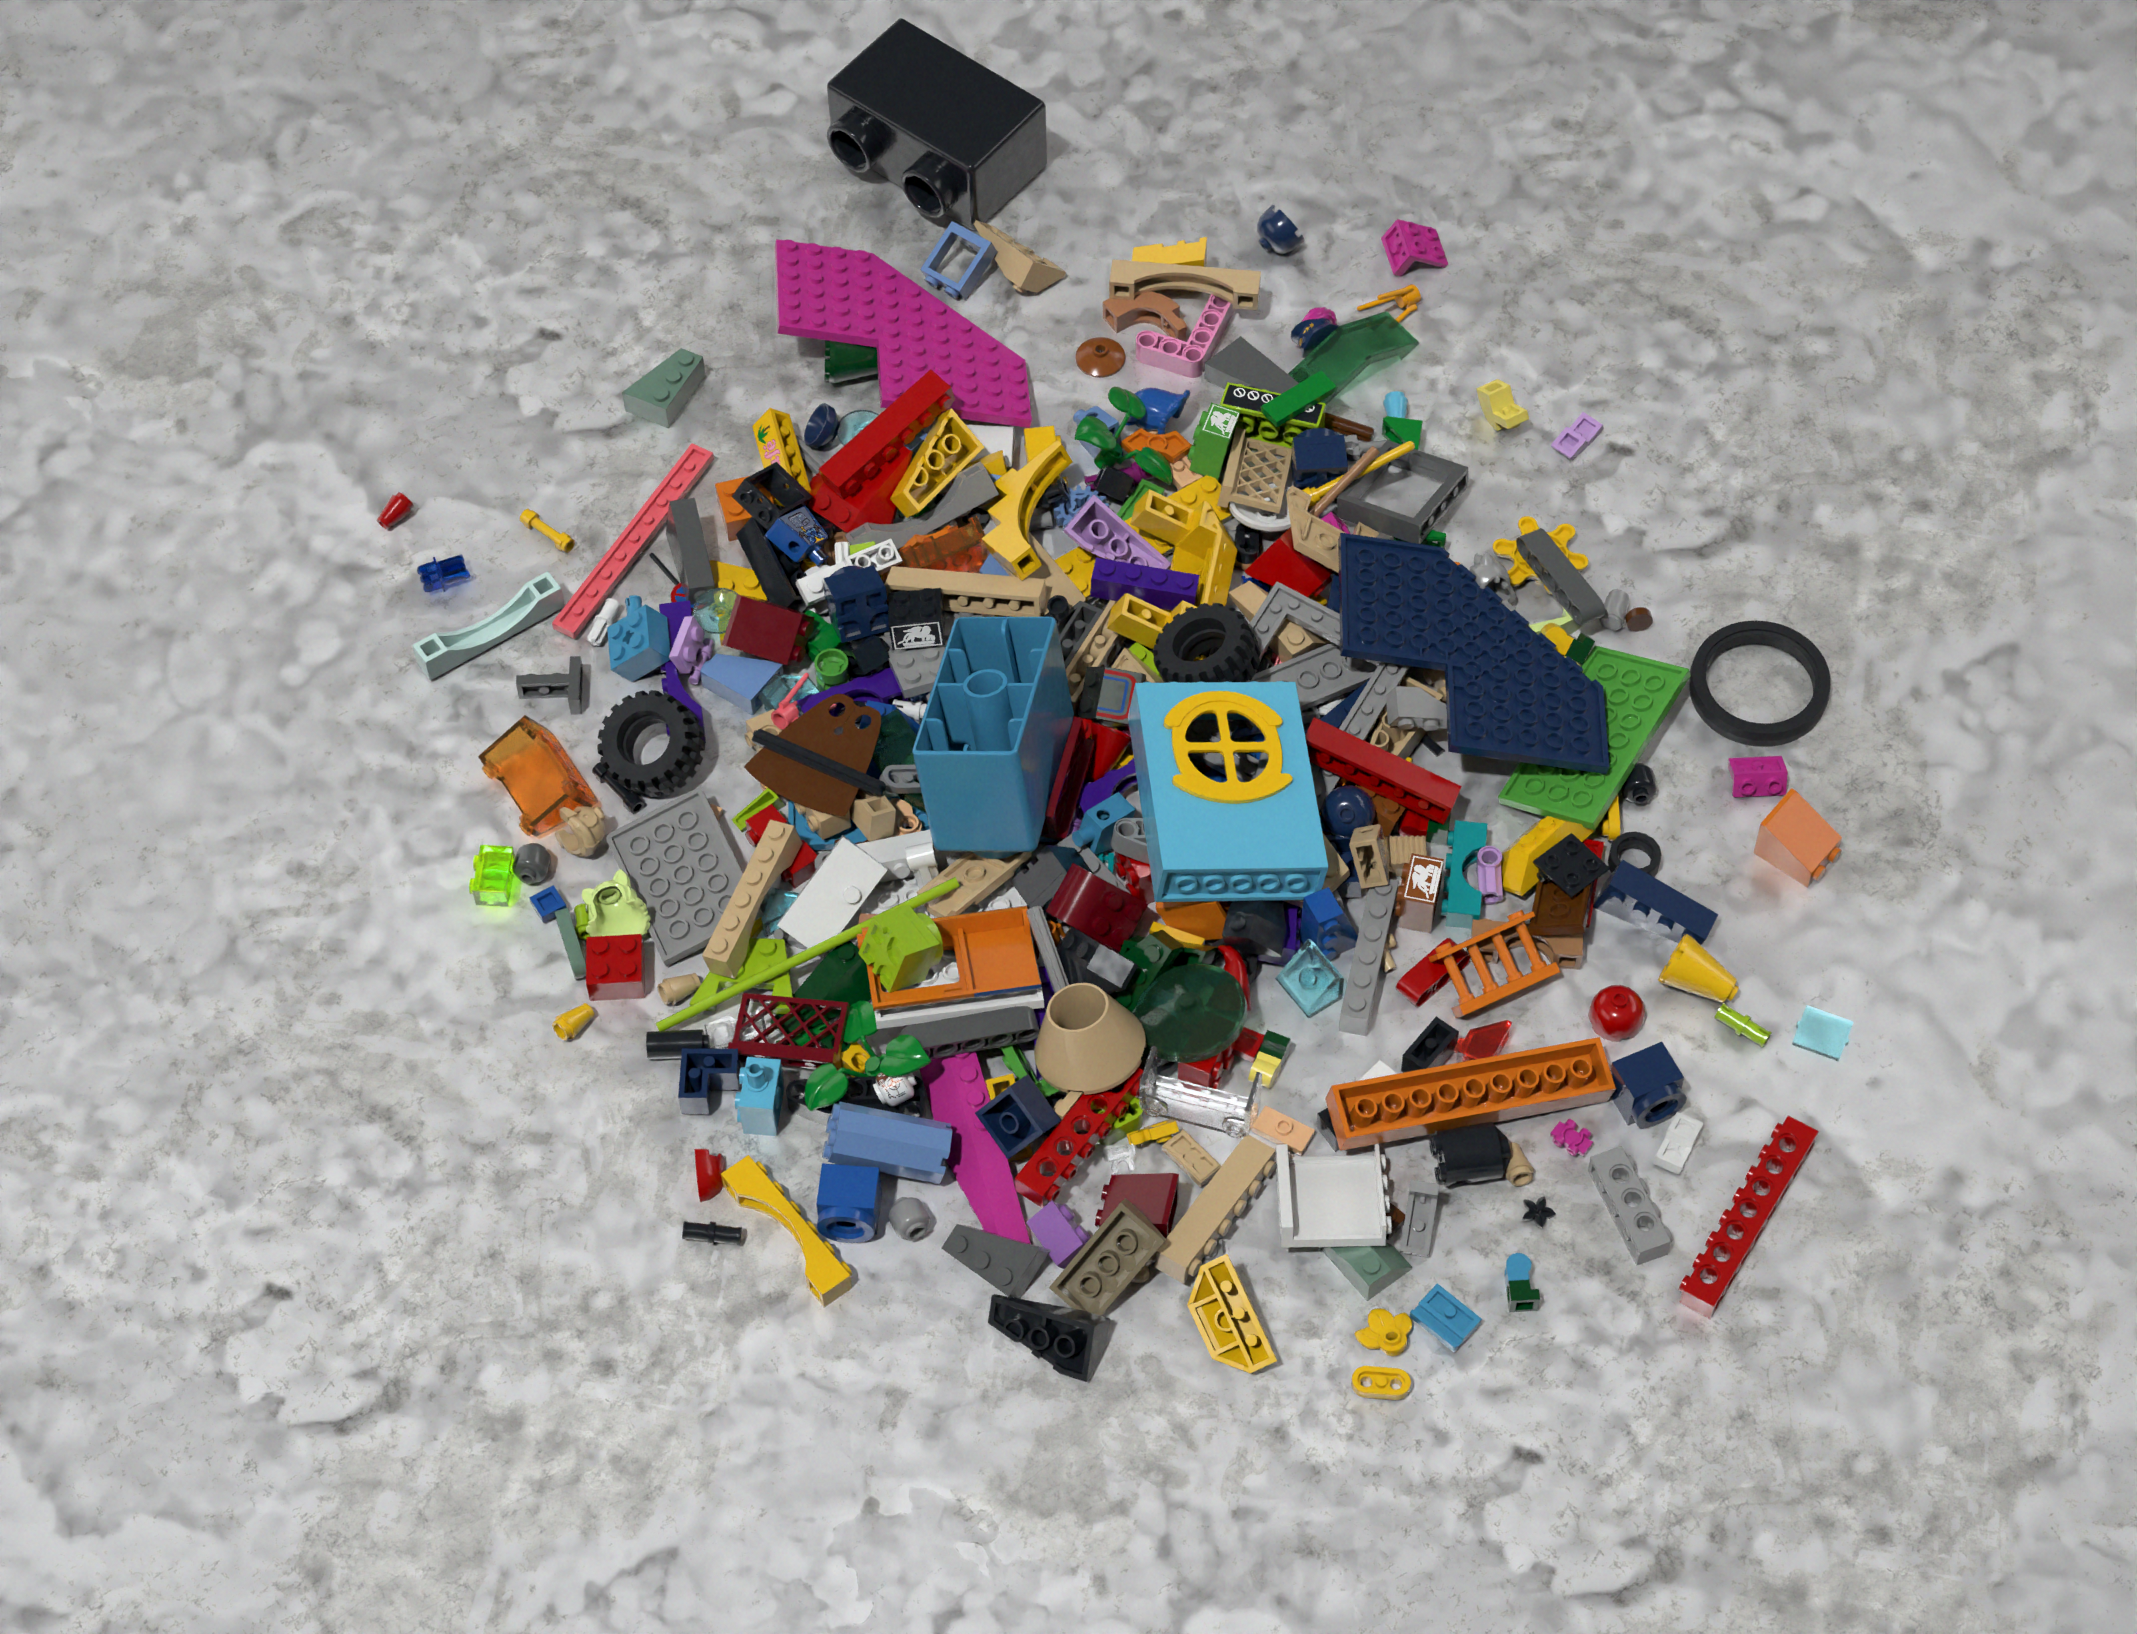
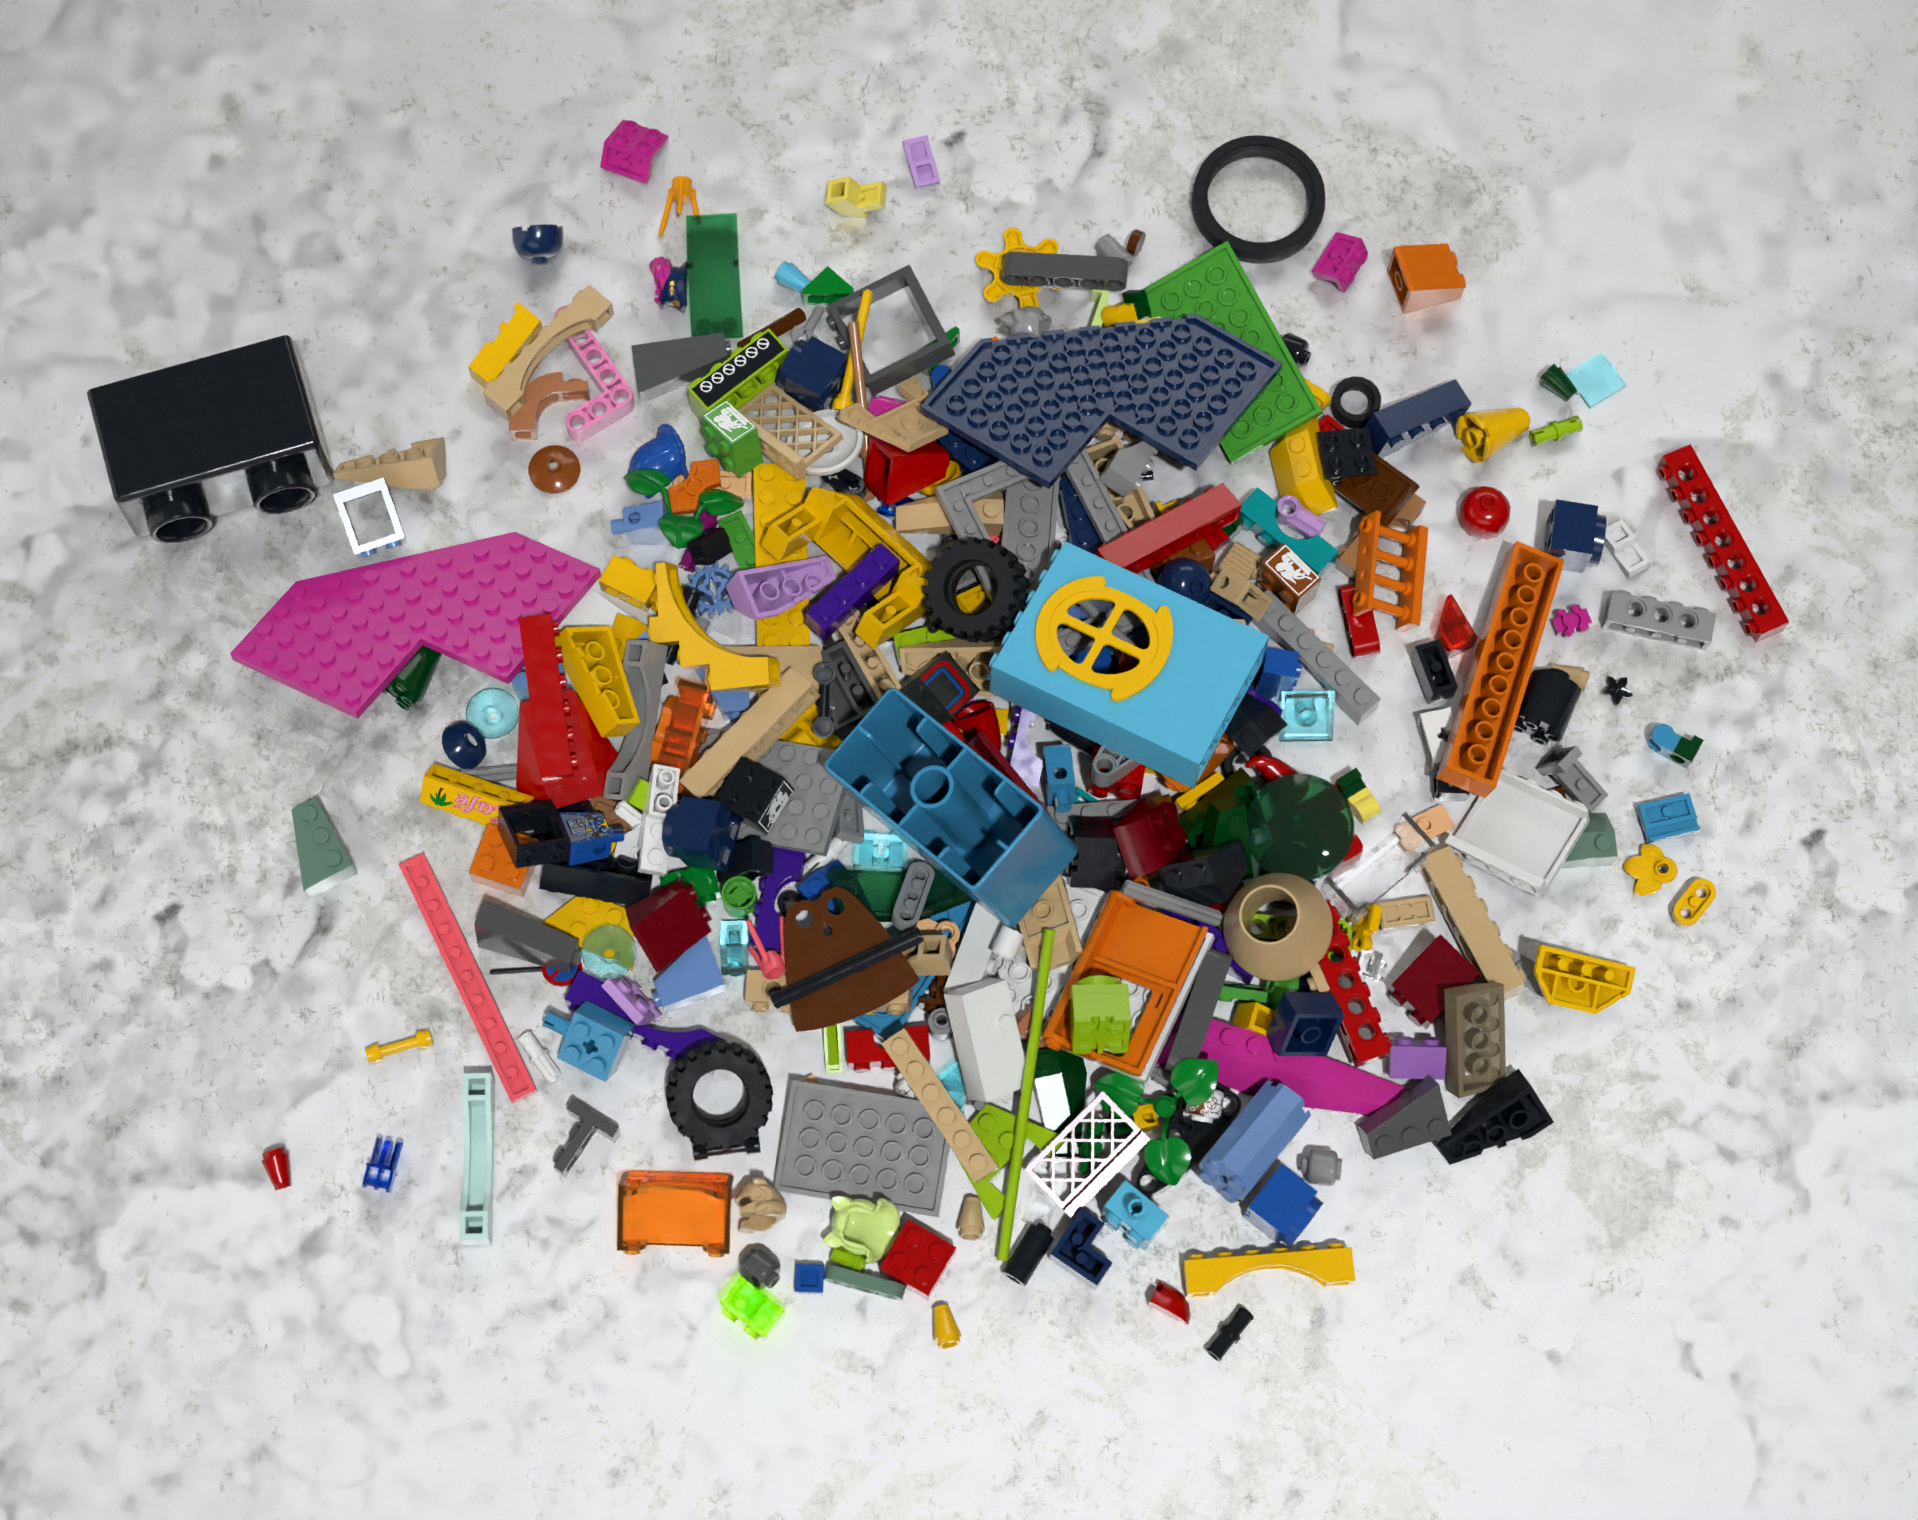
camera: 60 degrees left, 15 degrees up
(1298, 399) = (751, 345): green tile -> none
(1791, 1000) = (1558, 382): none -> dark green cone

